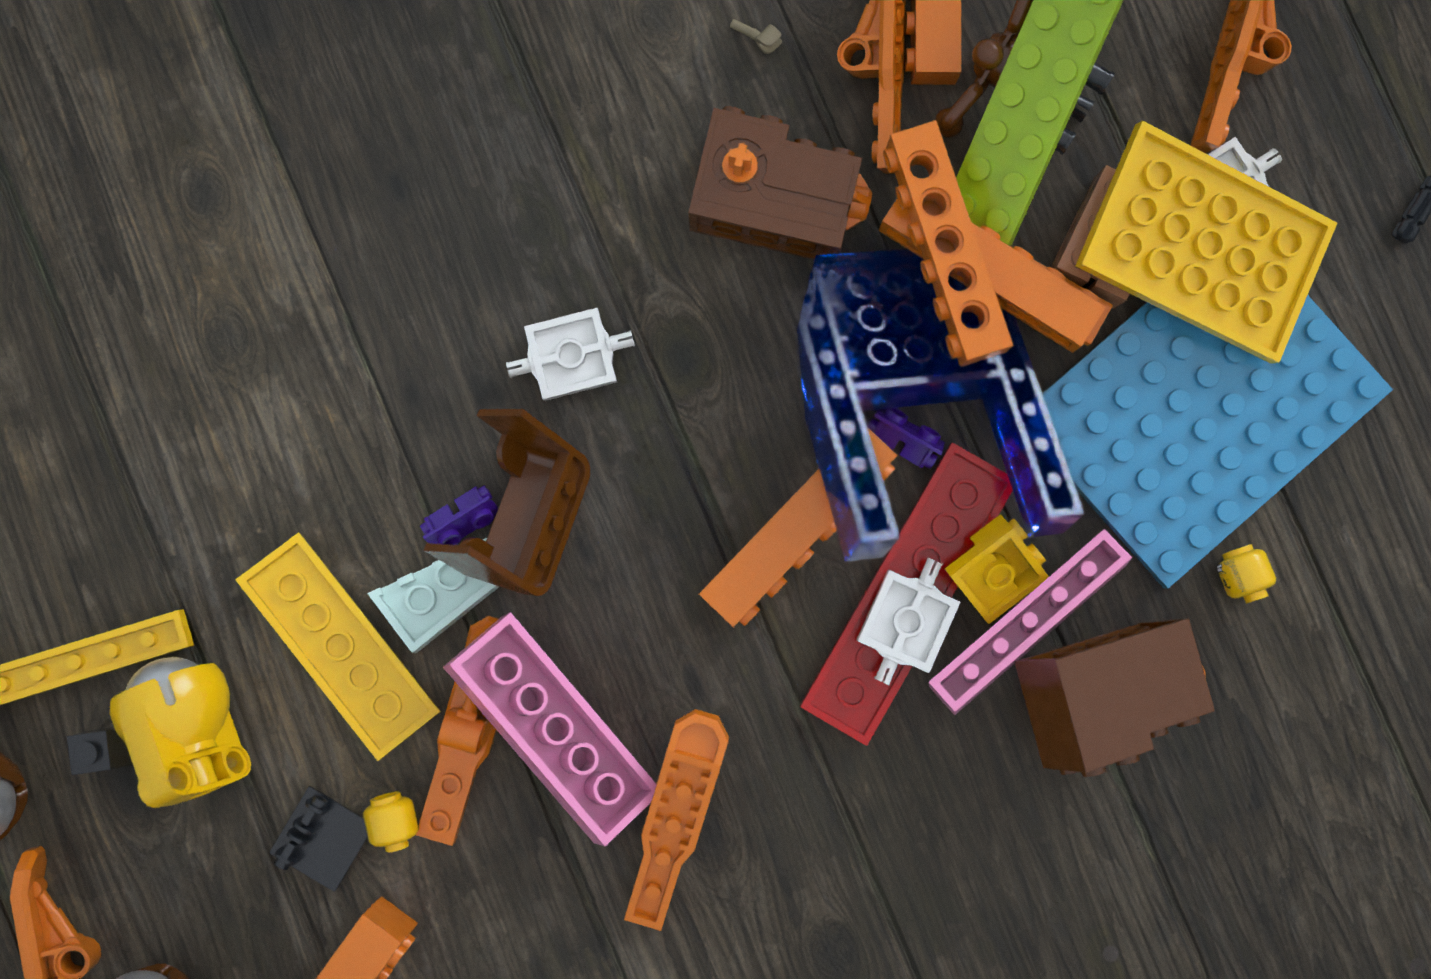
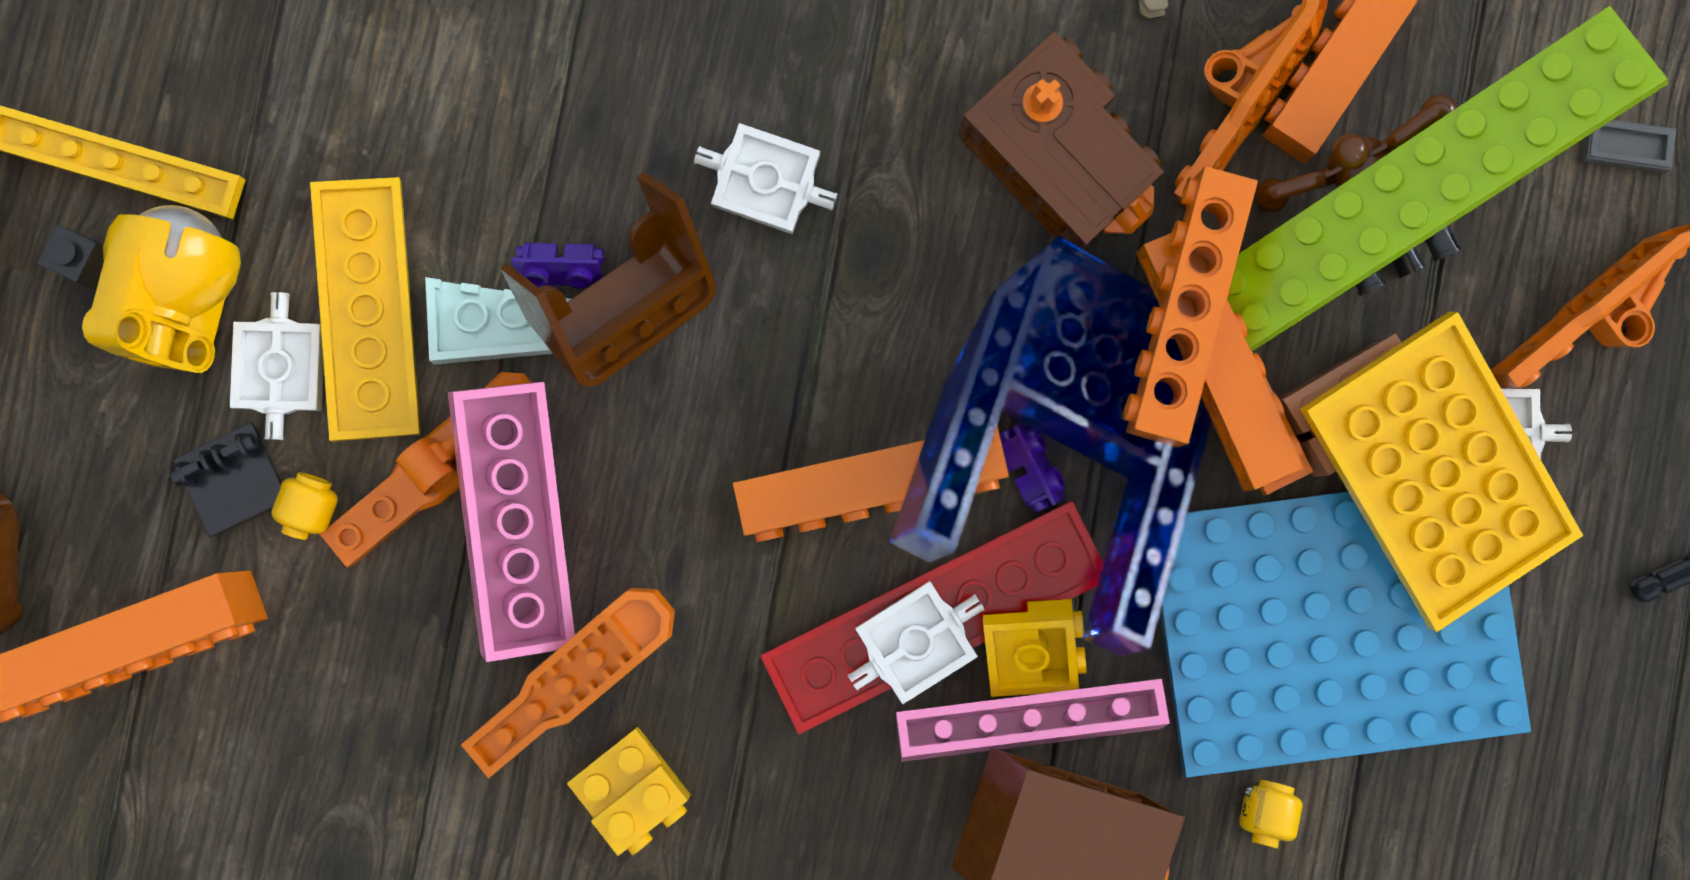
camera: 30 degrees right, 0 degrees up
(300, 732) = (277, 366): none -> white plate
(772, 871) = (630, 793): none -> yellow plate

